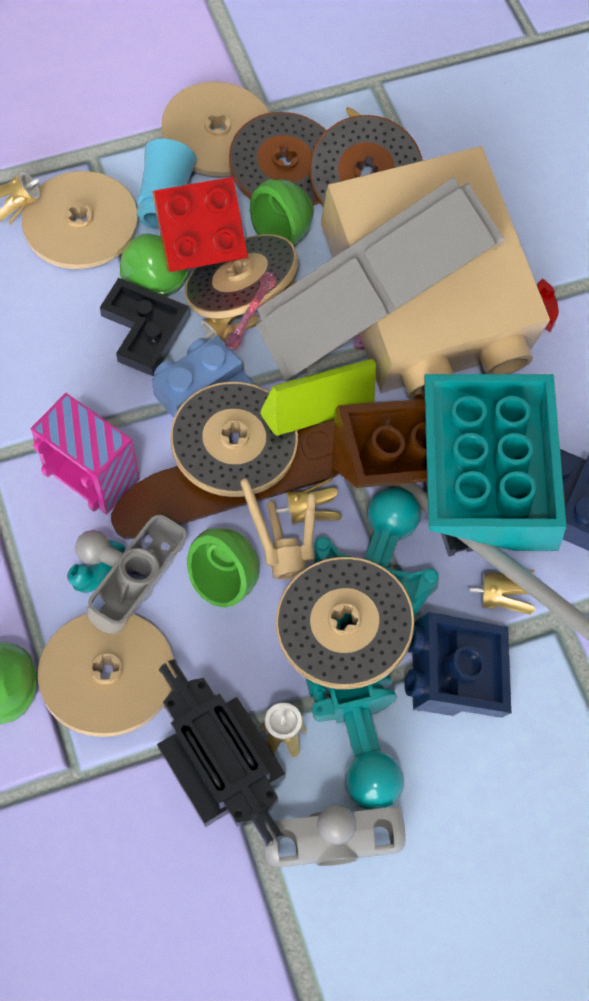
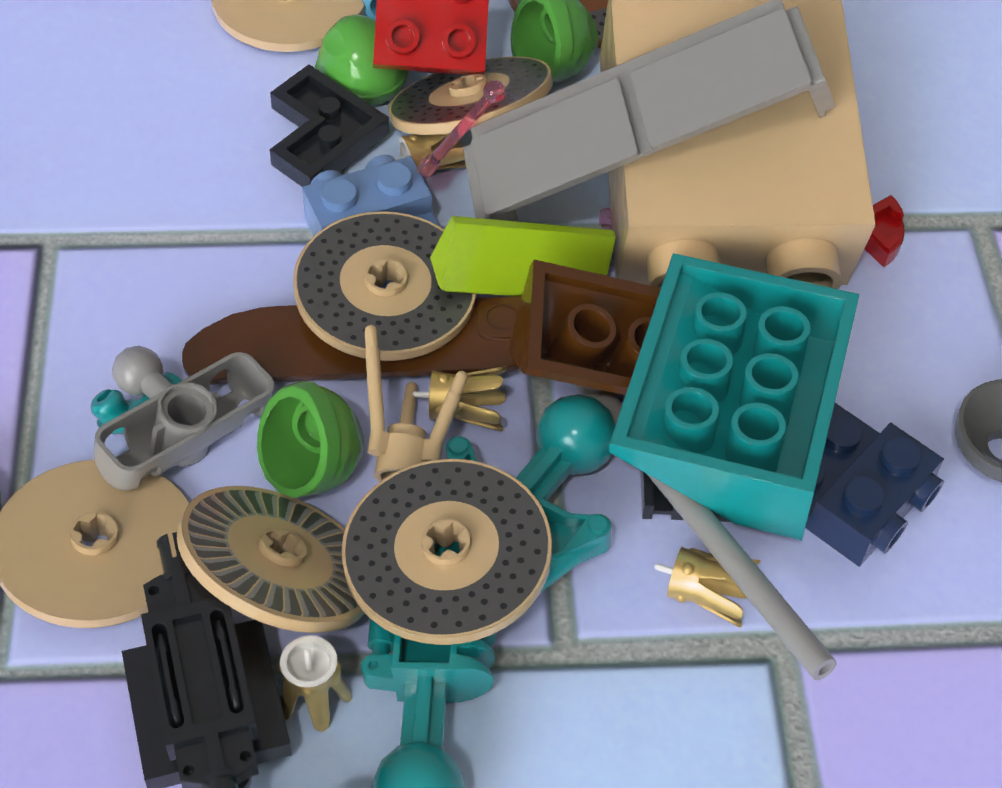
camera: 15 degrees right, 10 degrees down
(85, 453) = (173, 250): dark pink container -> none
(231, 656) = (269, 558): none -> piece
(459, 666) = (602, 664): dark blue plate -> none

